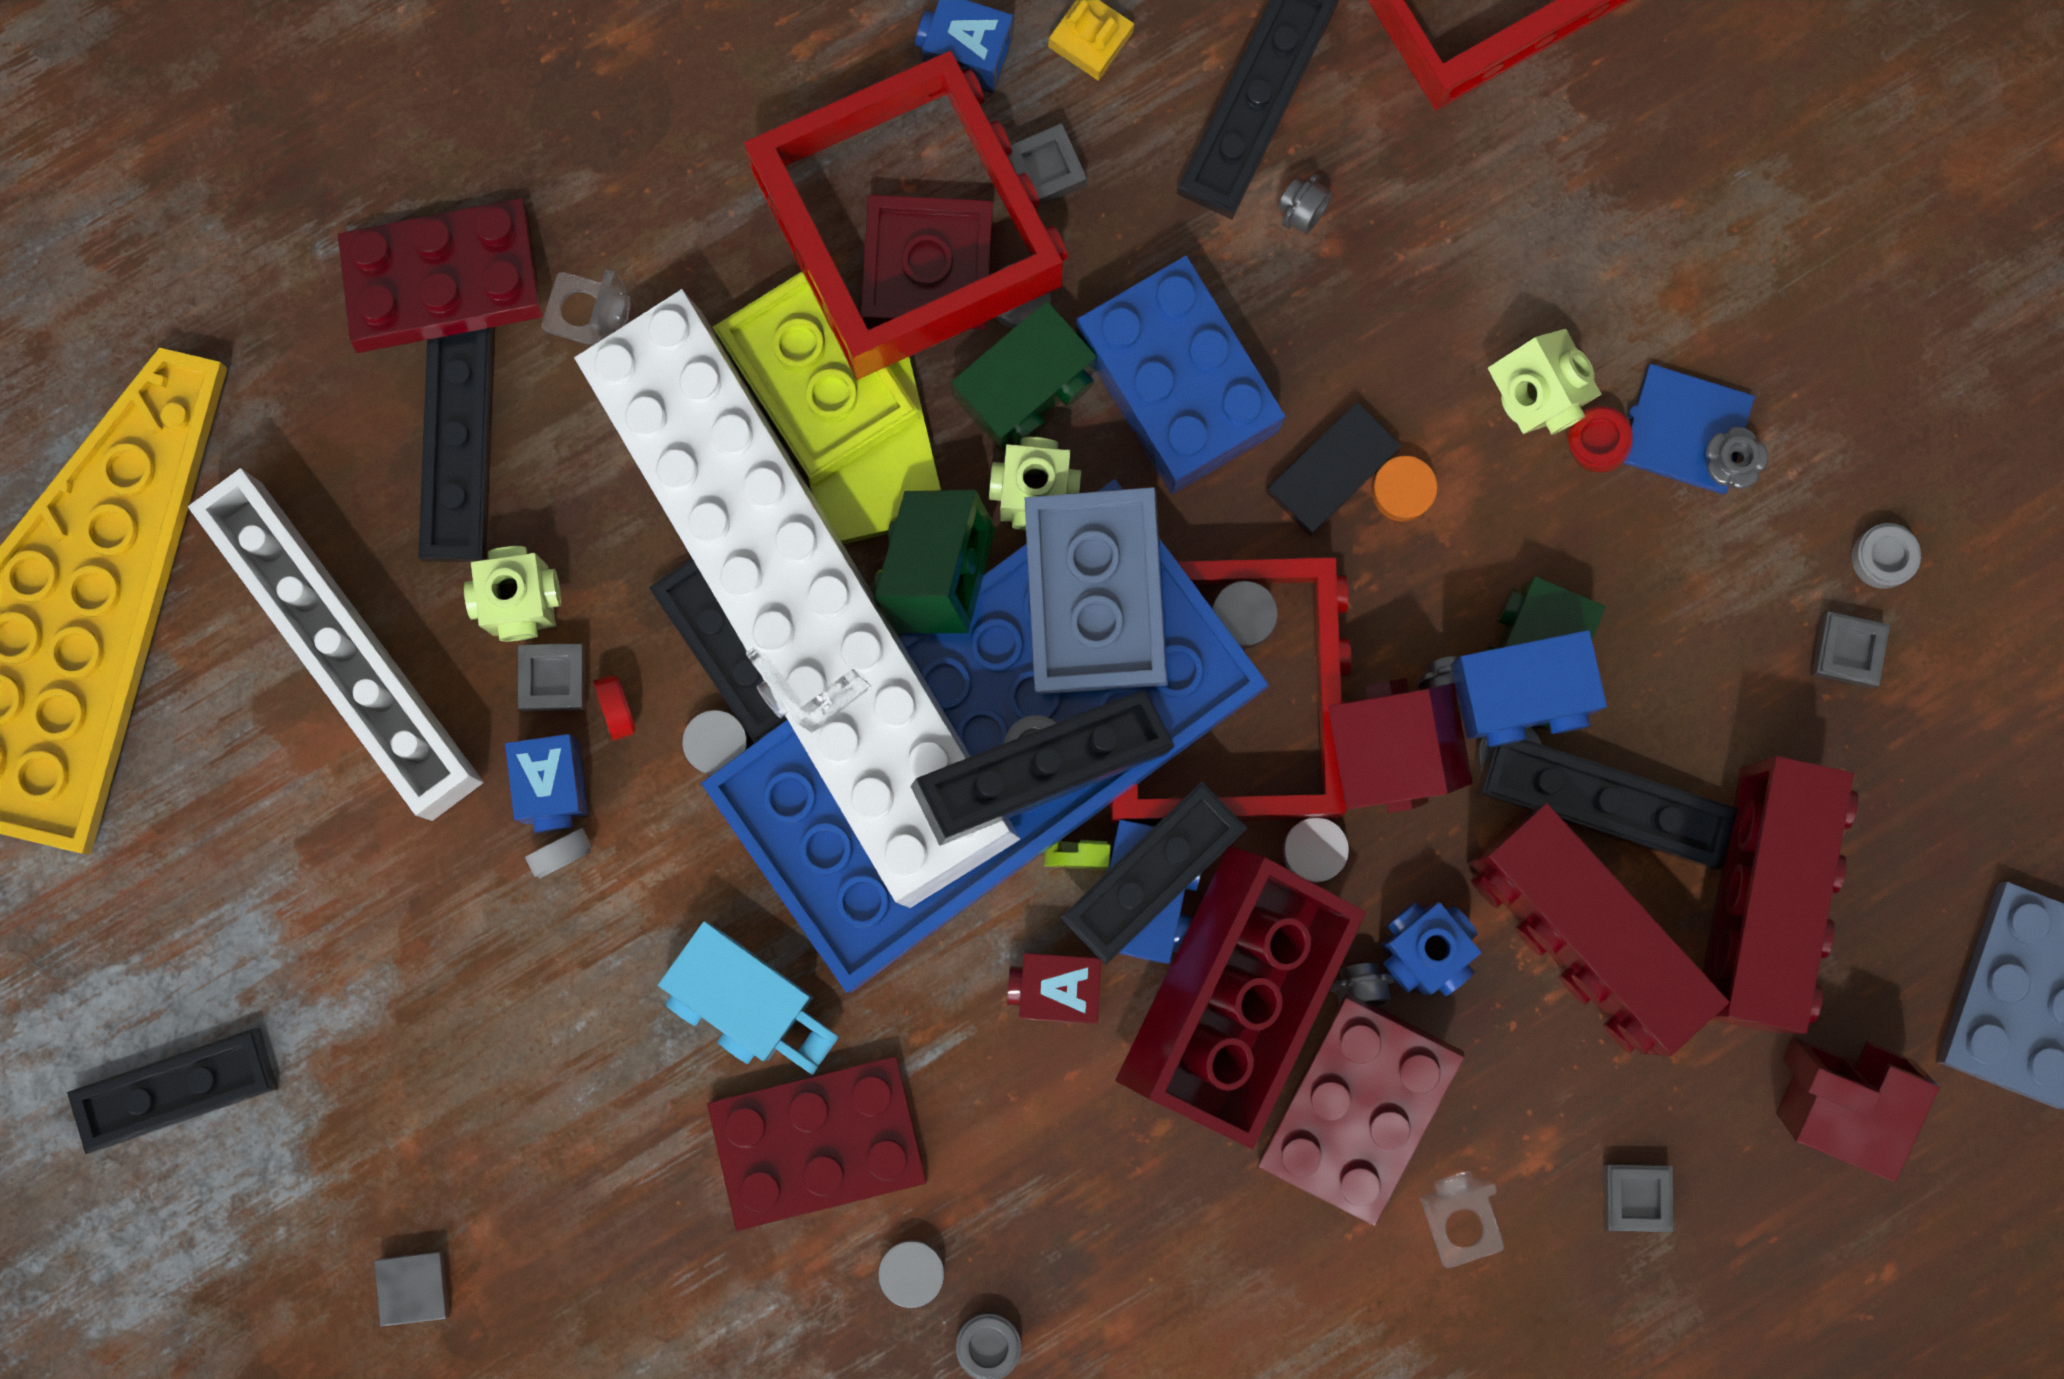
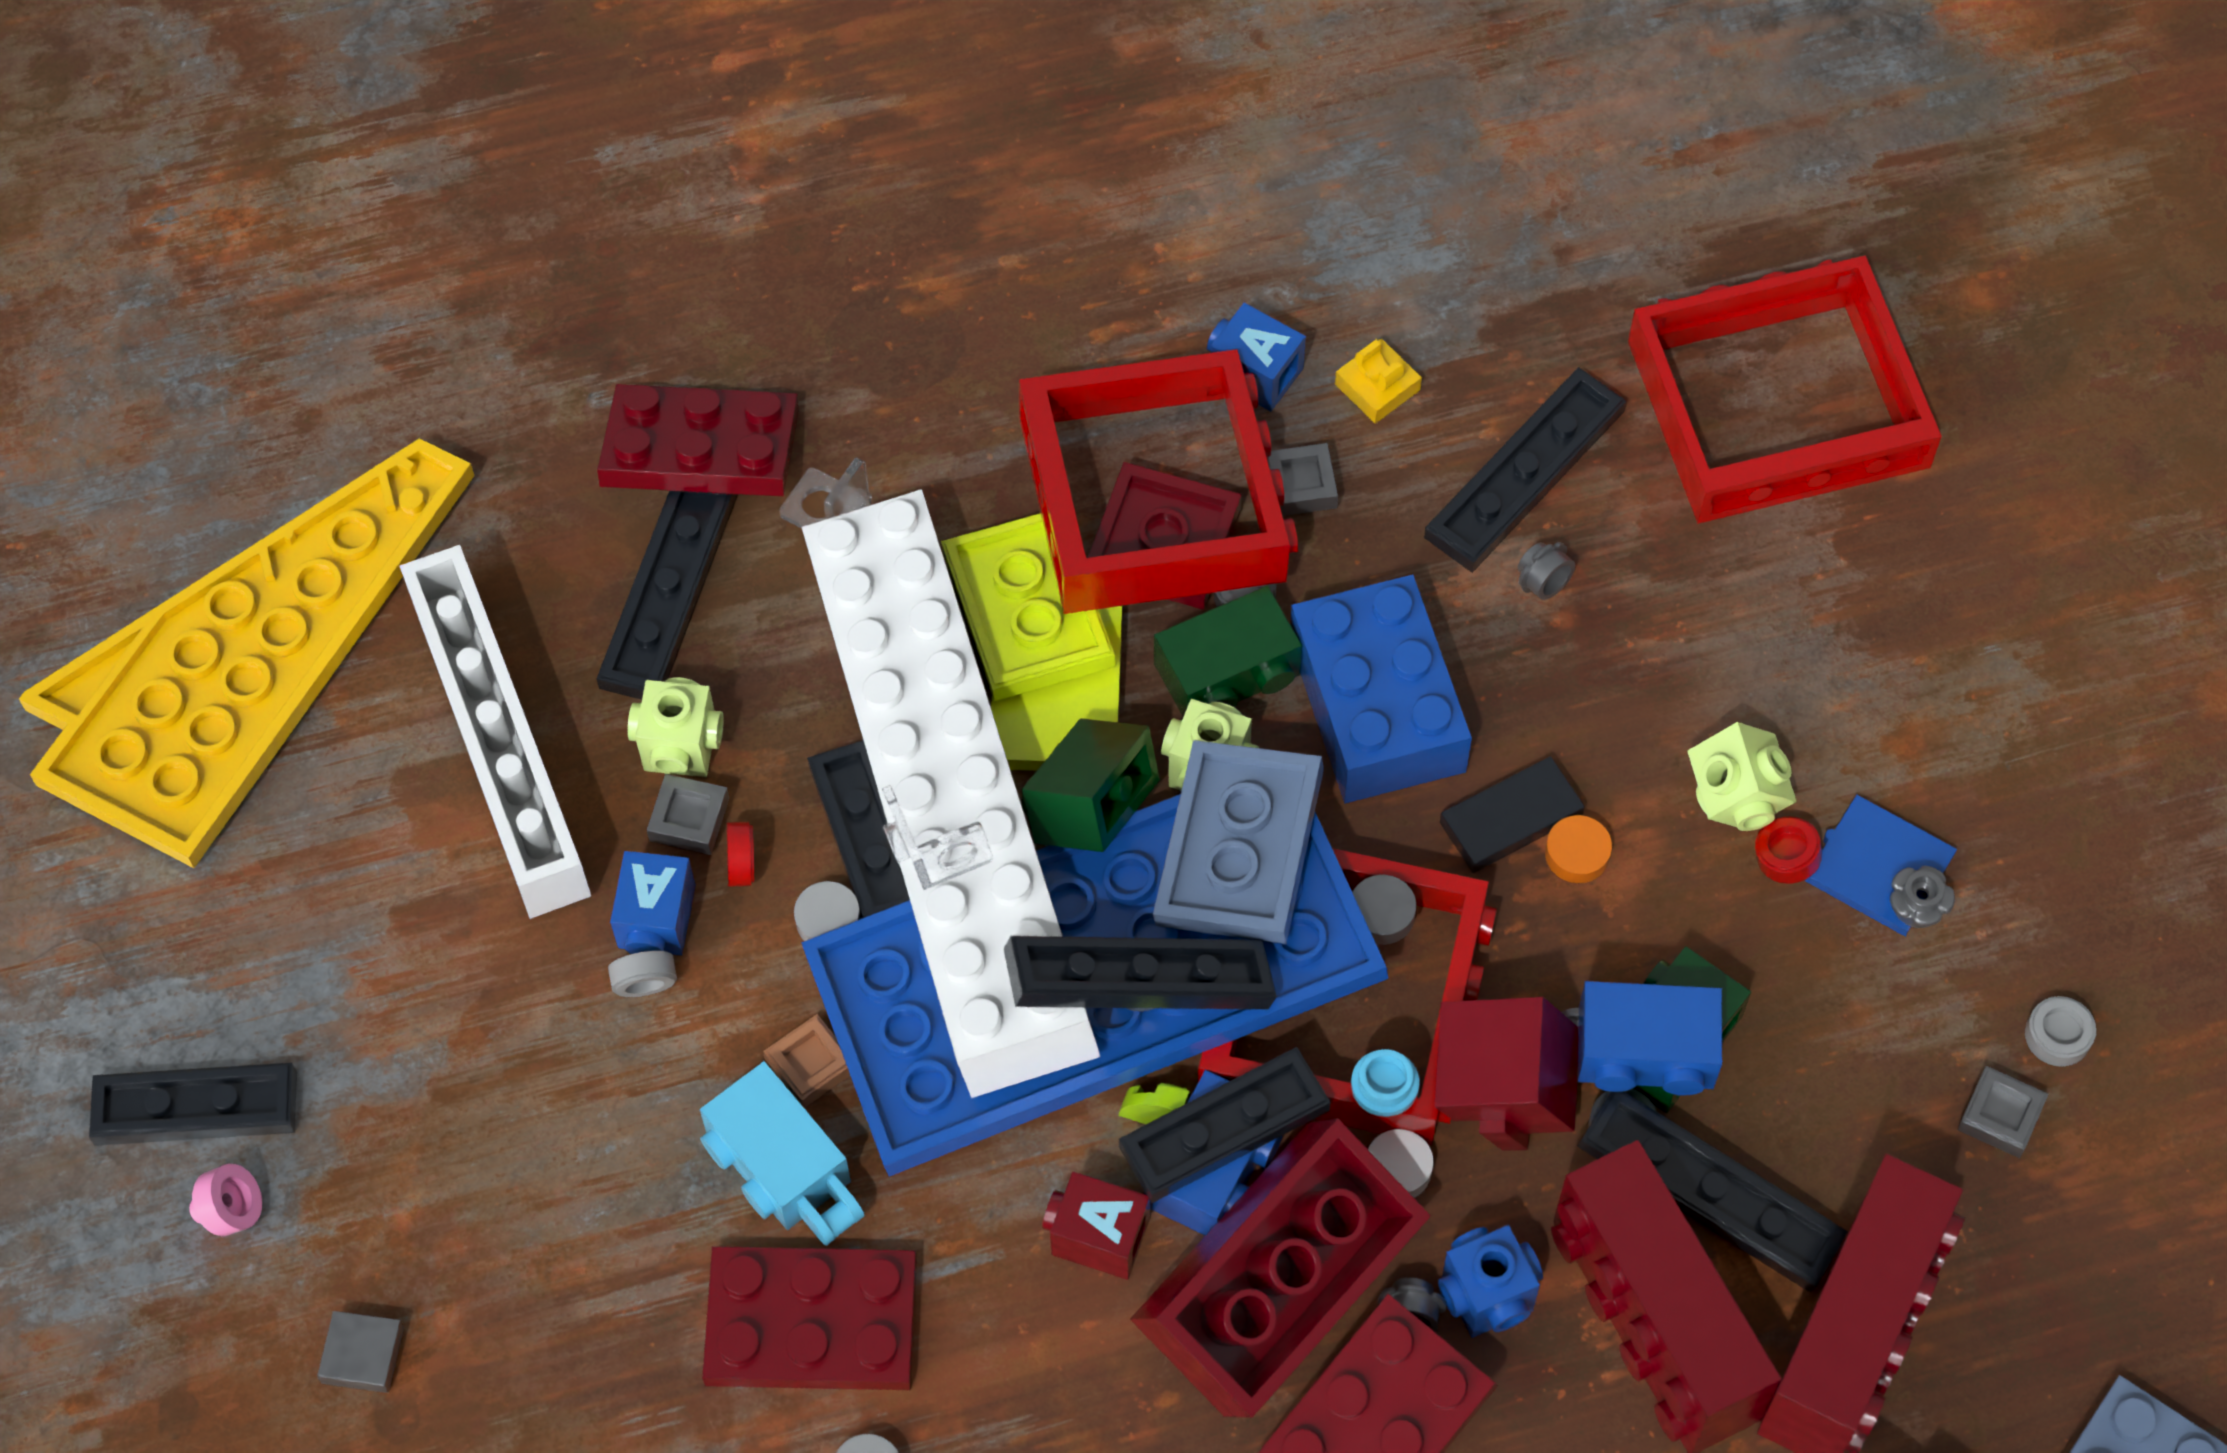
camera: 20 degrees right, 20 degrees down
(238, 1183) = (226, 1200): none -> bright pink tile
(740, 893) = (808, 1061): none -> nougat tile
(1292, 793) = (1385, 1083): none -> medium azure plate

